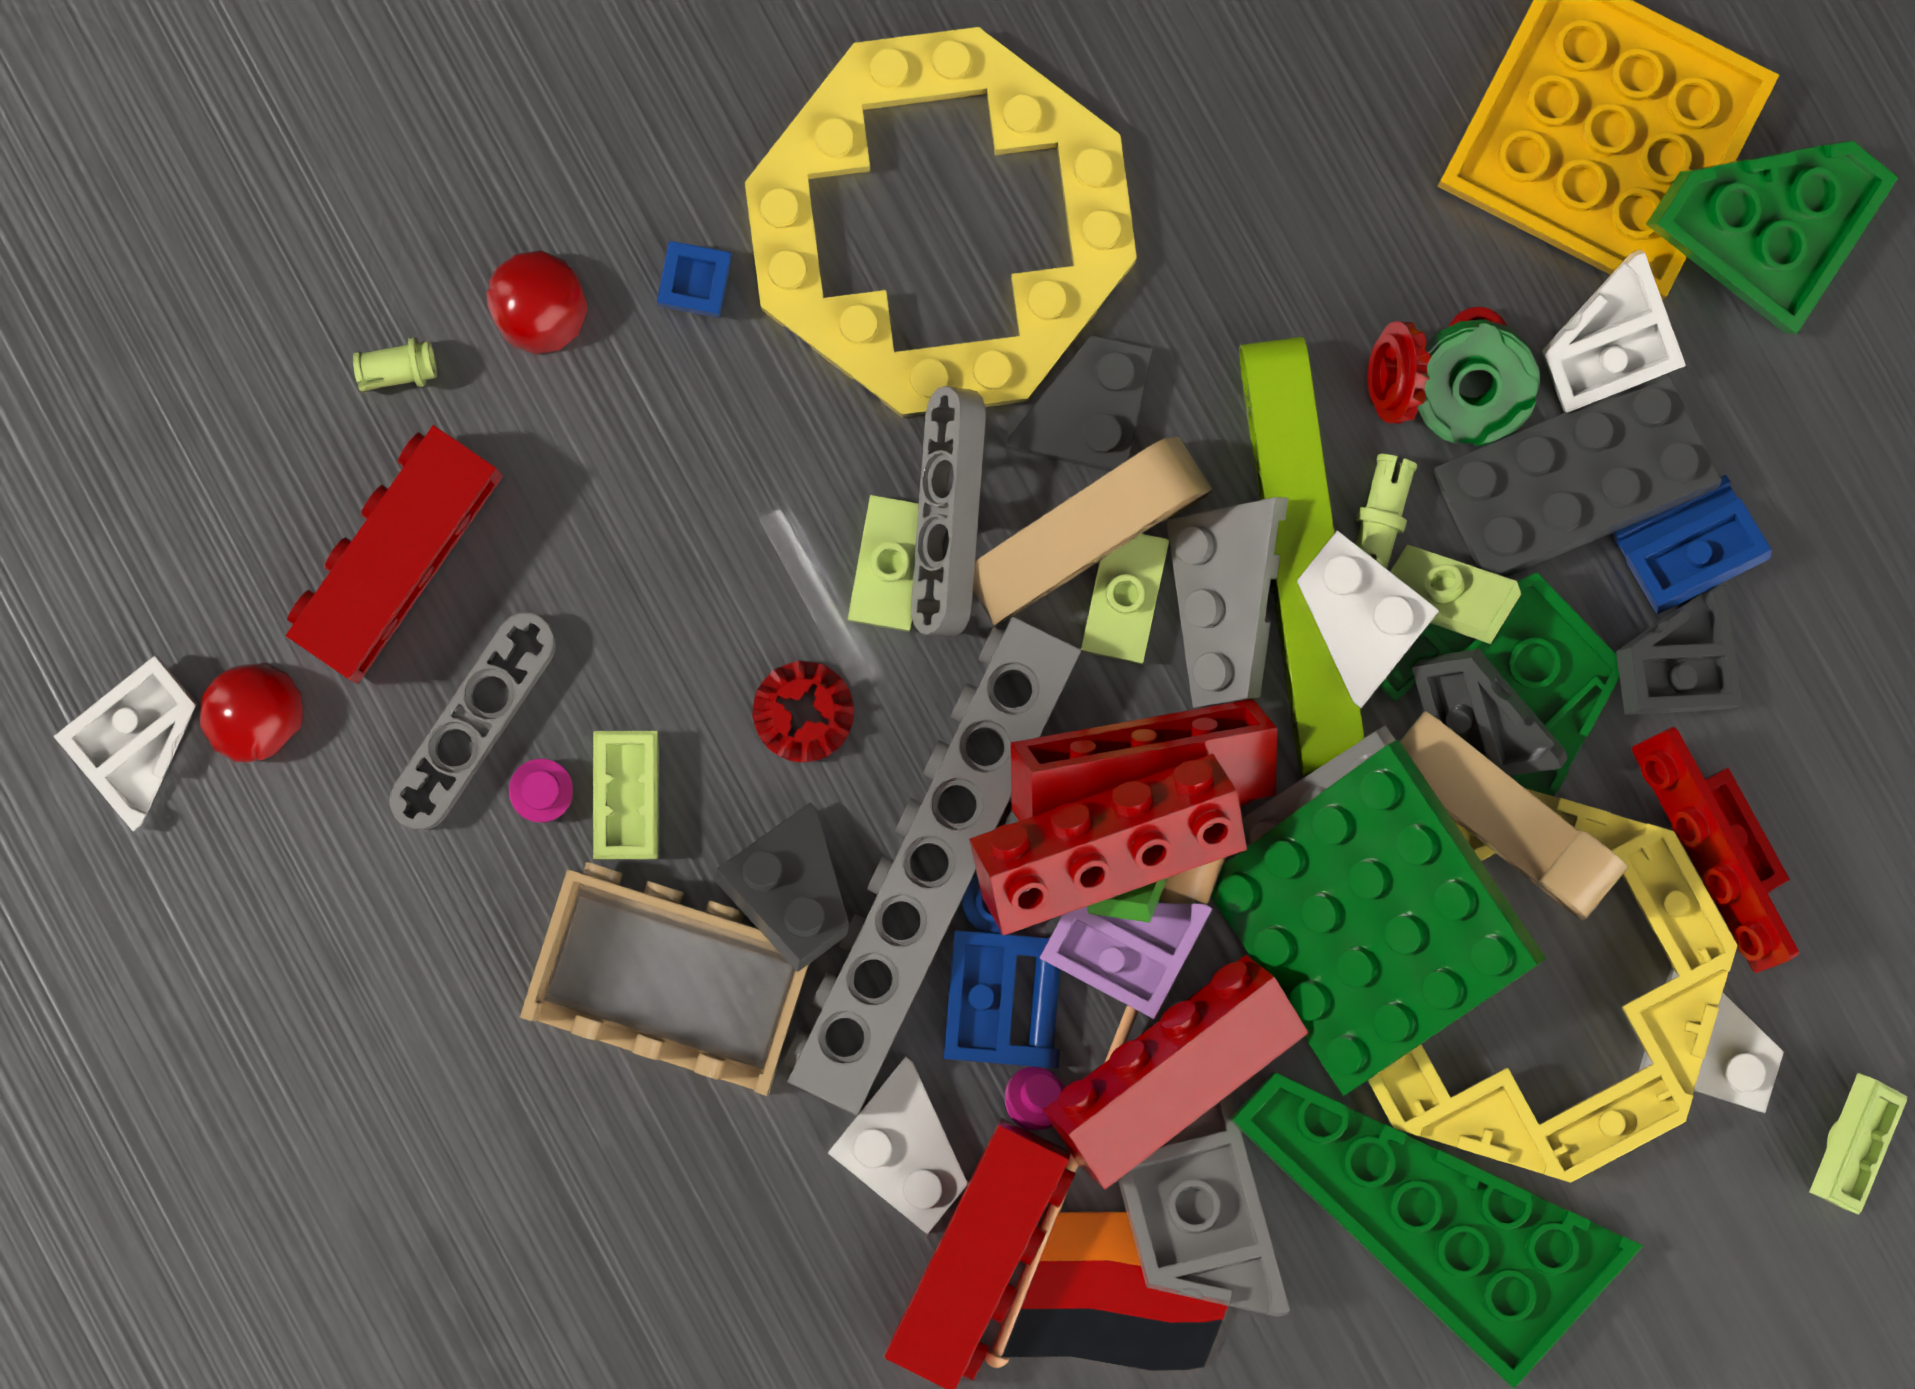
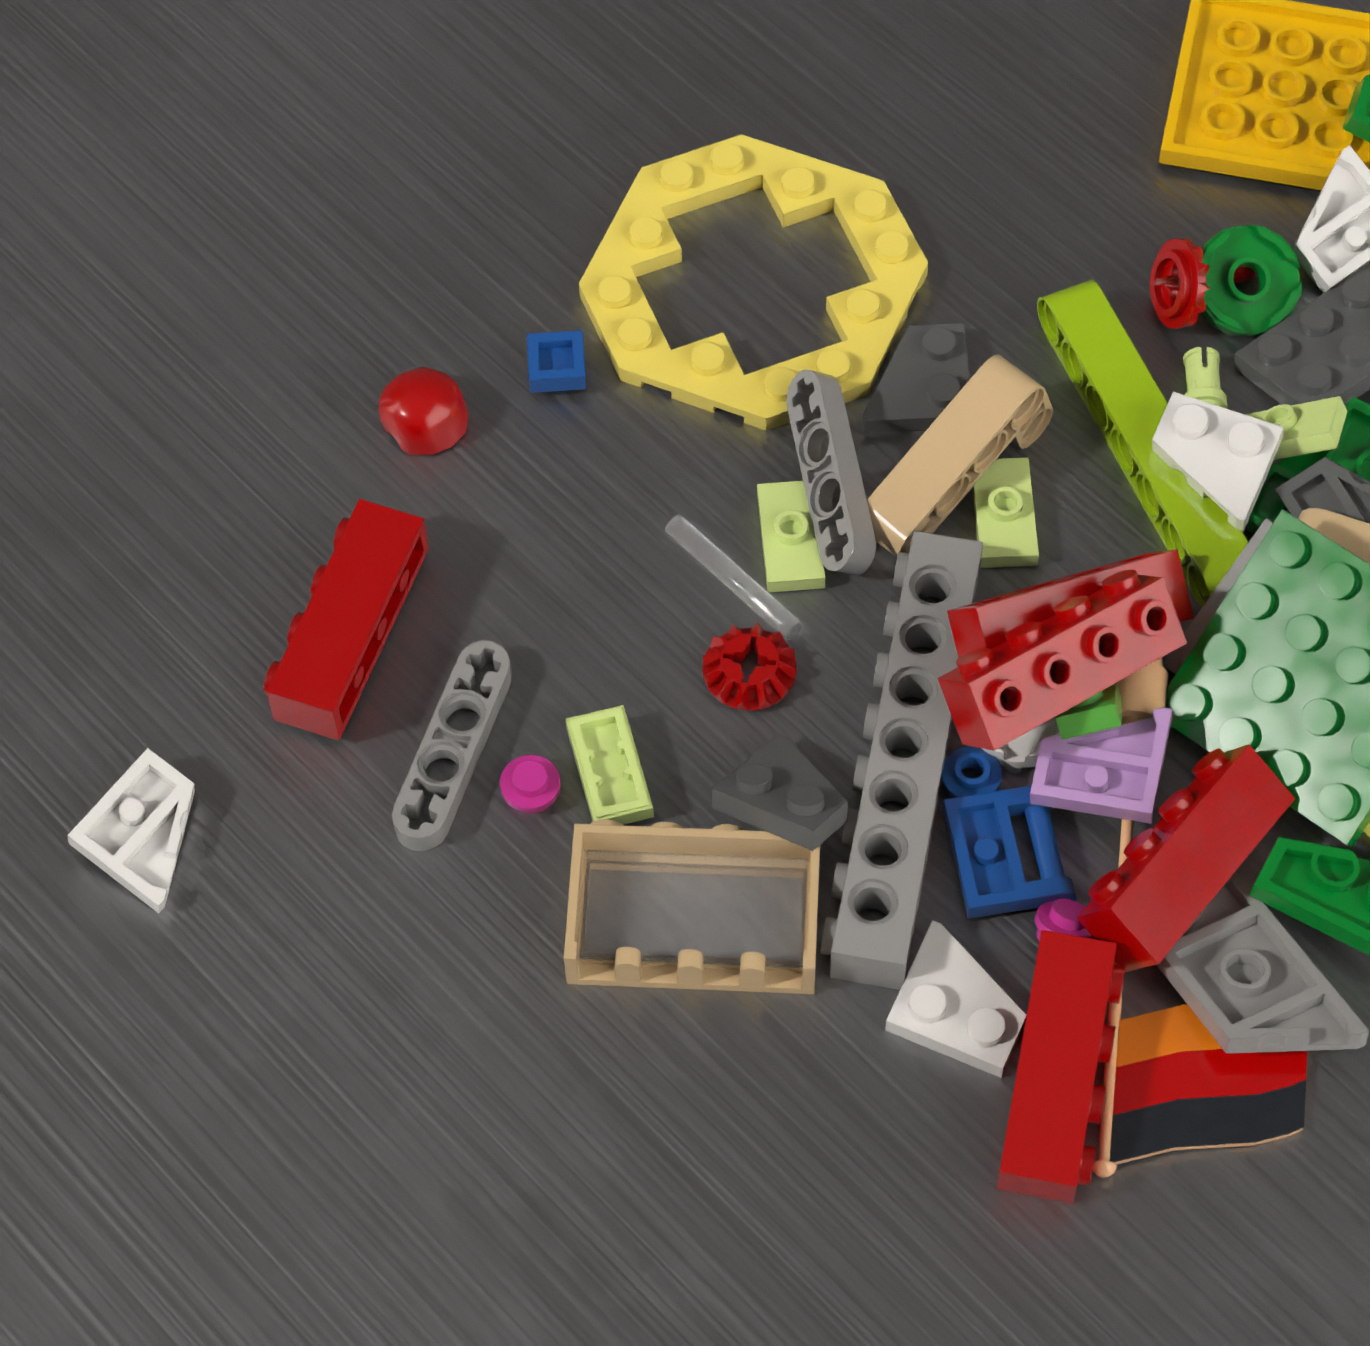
camera: 10 degrees left, 25 degrees down
(250, 712) = (244, 784): red hair -> none
(395, 366) = (312, 484): yellowish green pin -> none
(1222, 594) = (1090, 477): light grey wing -> none

